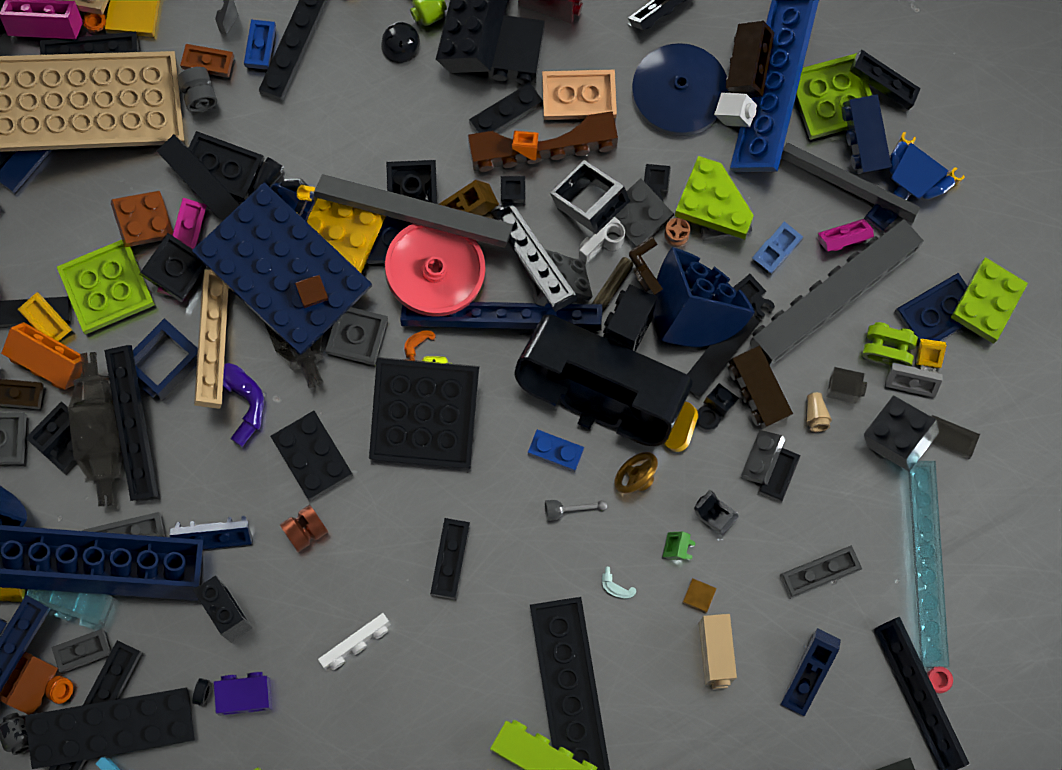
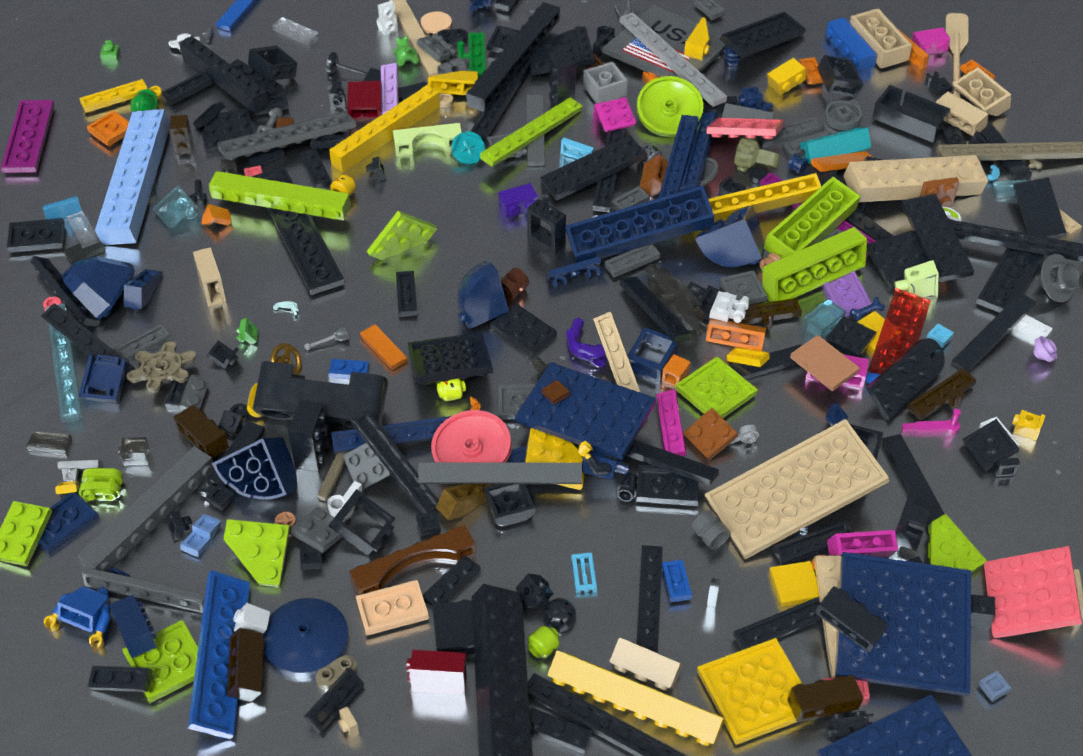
camera: 165 degrees right, 25 degrees down
(39, 400) = (724, 307): none -> white plate
(59, 689) = (634, 180): orange tile -> none
(99, 208) = (747, 434): none -> light grey plate
(140, 323) = (675, 370): none -> orange brick
(173, 267) = (671, 404): black tile -> none
(214, 60) = (714, 557): dark orange plate -> none
(353, 104) = (585, 587): none -> medium azure tile
(355, 643) = (456, 239): white plate -> none
(356, 508) = (481, 295): none -> dark blue brick
(419, 66) = (534, 590): none -> black brick
(430, 653) = (401, 235): none -> lime plate
(503, 476) = (383, 347): none -> orange tile
(526, 143) = (425, 544): orange slope -> none
(642, 271) = (300, 460): dark brown plate -> none
(654, 39) = (334, 669): none -> dark tan plate
(699, 595) = (227, 313): pearl gold tile -> none
(802, 262) = (178, 525): none -> black tile
(816, 509) = (151, 364): none -> dark tan plate
(817, 414) = (154, 428): tan cone -> none
(844, 235) = (144, 553): dark pink plate -> none
(873, 684) = (98, 282): none -> dark blue brick
(874, 517) = (104, 375): none -> dark blue container
(895, 577) = (78, 334): none -> black plate
(901, 433) = (88, 424): black brick -> none

